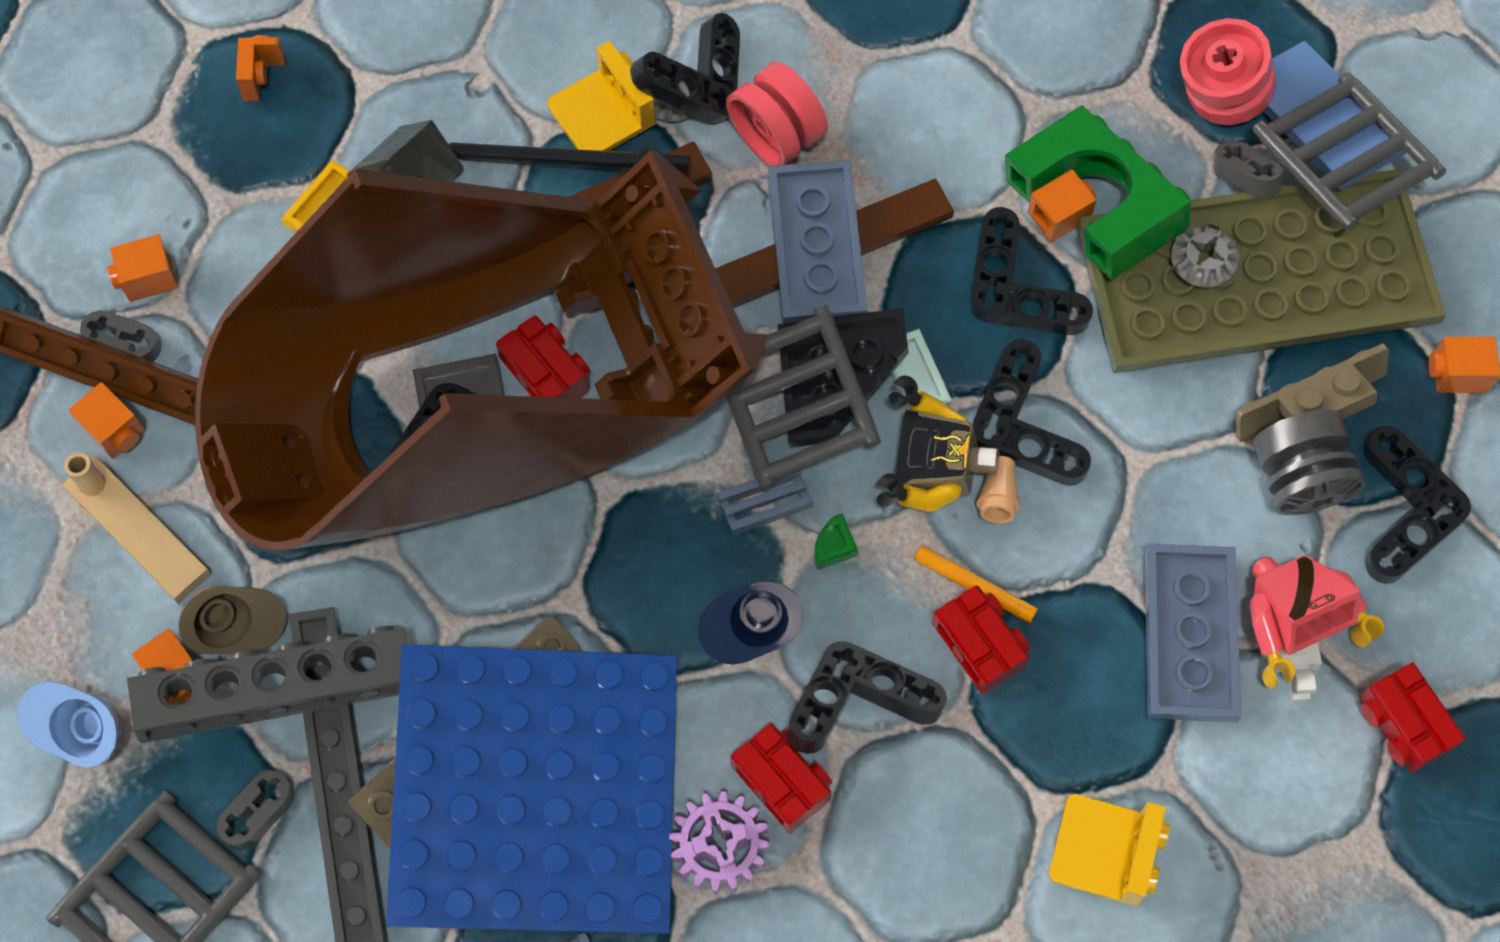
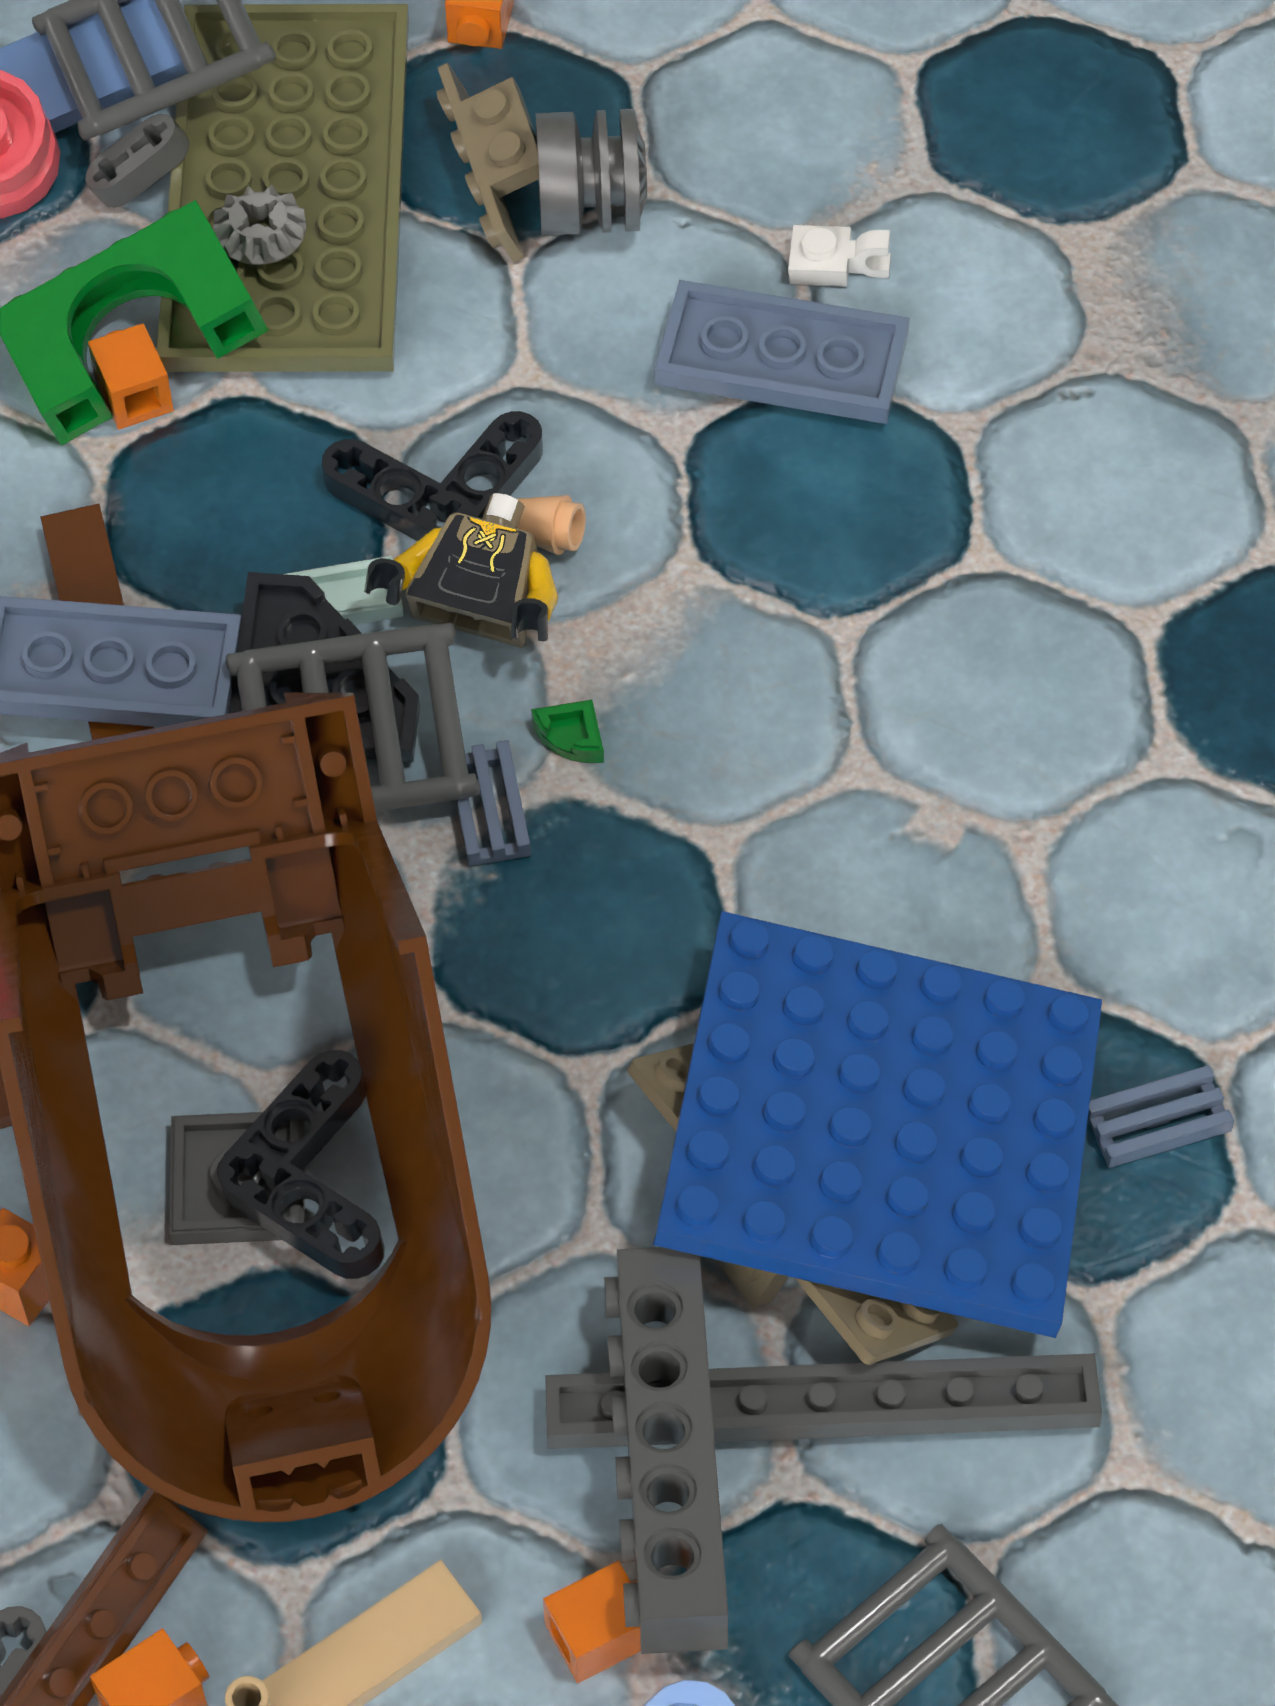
camera: 80 degrees left, 10 degrees down
(231, 620) = (535, 1525): dark tan piece -> none
(247, 802) = (852, 1514): dark grey beam -> none
(541, 362) = (213, 1047): red brick -> none
(737, 838) = (987, 917): lavender gear -> none
(750, 622) = (679, 824): dark blue piece -> none
(782, 778) = (906, 833): red brick -> none
(858, 681) = (817, 667): black beam -> none
(968, 580) = (665, 577): light orange bar -> none
(981, 638) = (751, 575): red brick -> none
(1010, 295) = (243, 467): black beam -> none
(1109, 849) = (1060, 482): yellow bracket -> none
(1302, 606) = (780, 227): coral torso -> none
(1411, 718) = (937, 153): red brick -> none
(1426, 501) = (657, 84): black beam -> none

